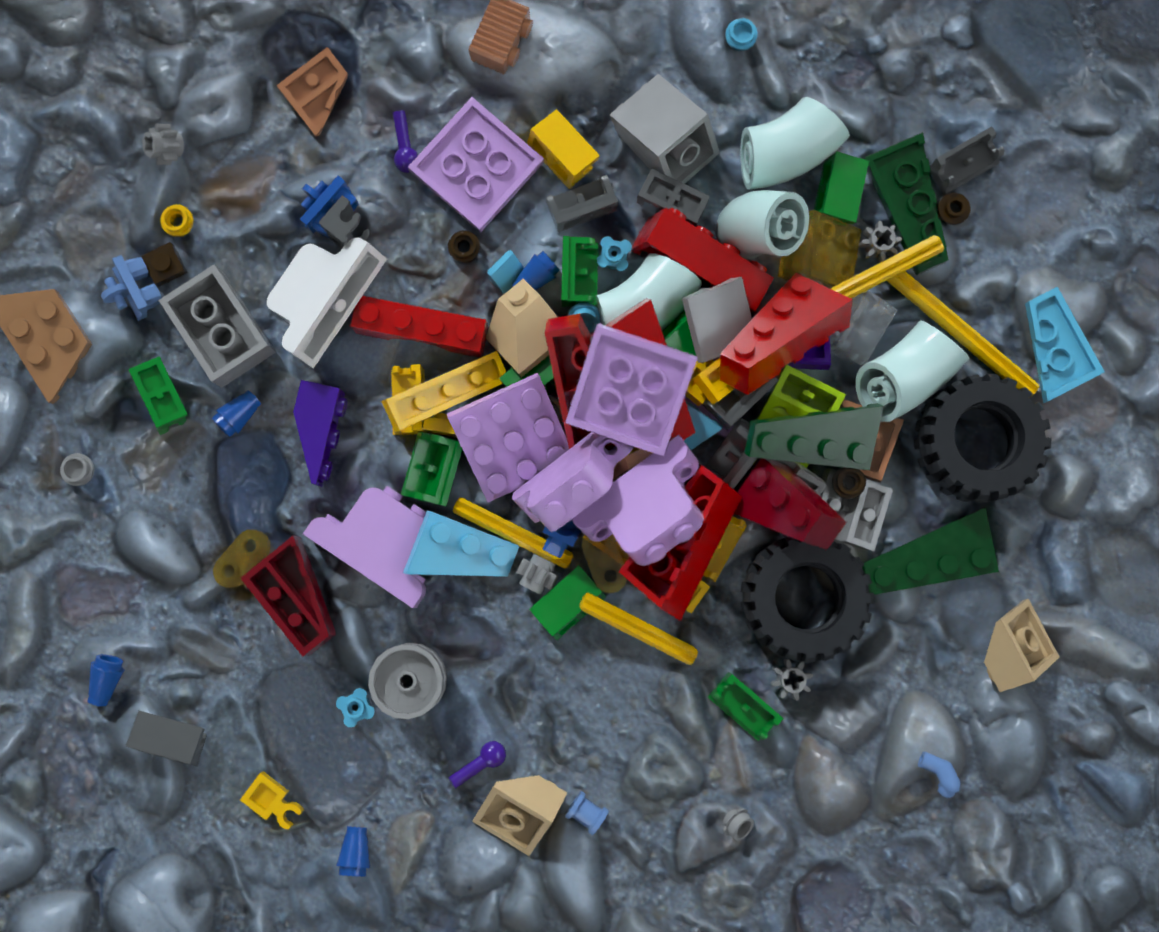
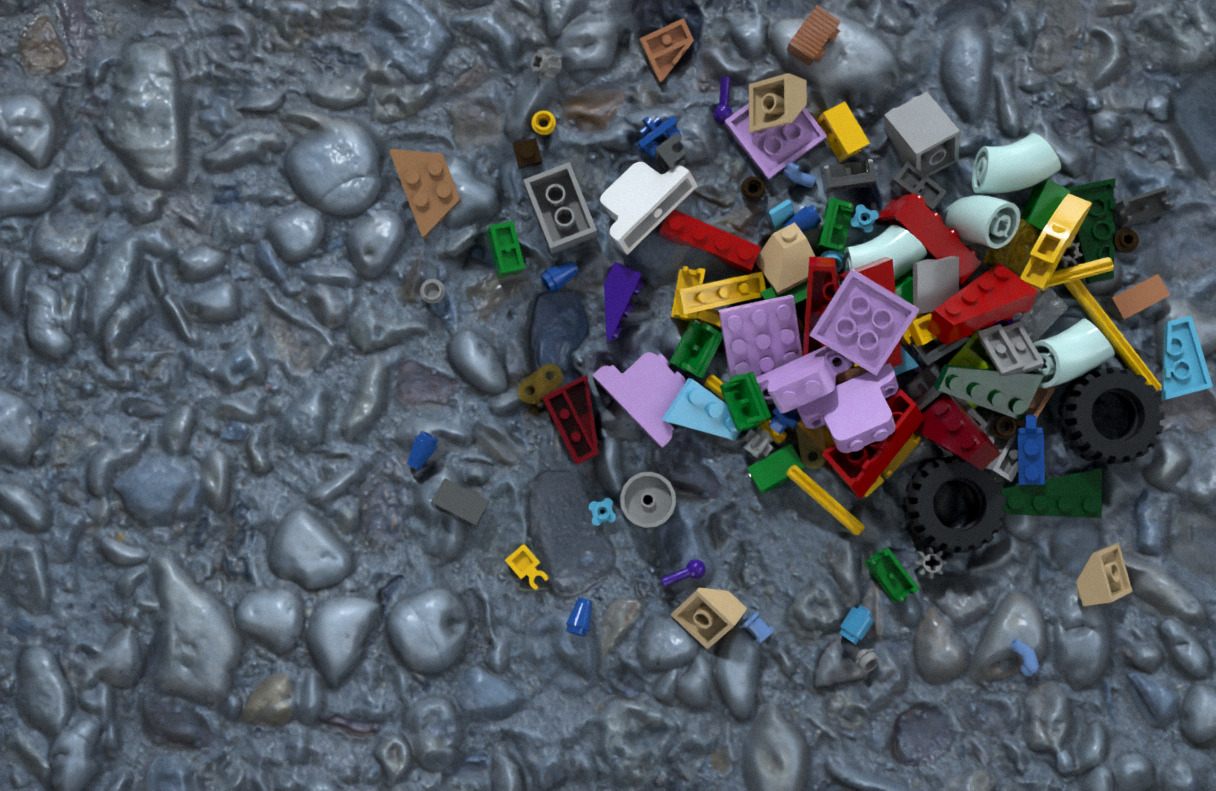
camera: 10 degrees right, 0 degrees up
(126, 274) = (496, 165): medium blue hips -> none
(466, 127) = (776, 101): none -> tan slope
(507, 525) = (745, 401): none -> green hinge
(518, 219) = (792, 173): none -> medium blue arm
(714, 780) = (856, 624): none -> dark azure brick
(741, 34) = (994, 75): medium azure plate -> none
(833, 382) = (1010, 349): none -> light grey slope
(859, 229) = (1054, 240): none -> yellow slope
(890, 509) = (1030, 453): none -> blue hinge
(988, 276) = (1141, 296): none -> nougat slope

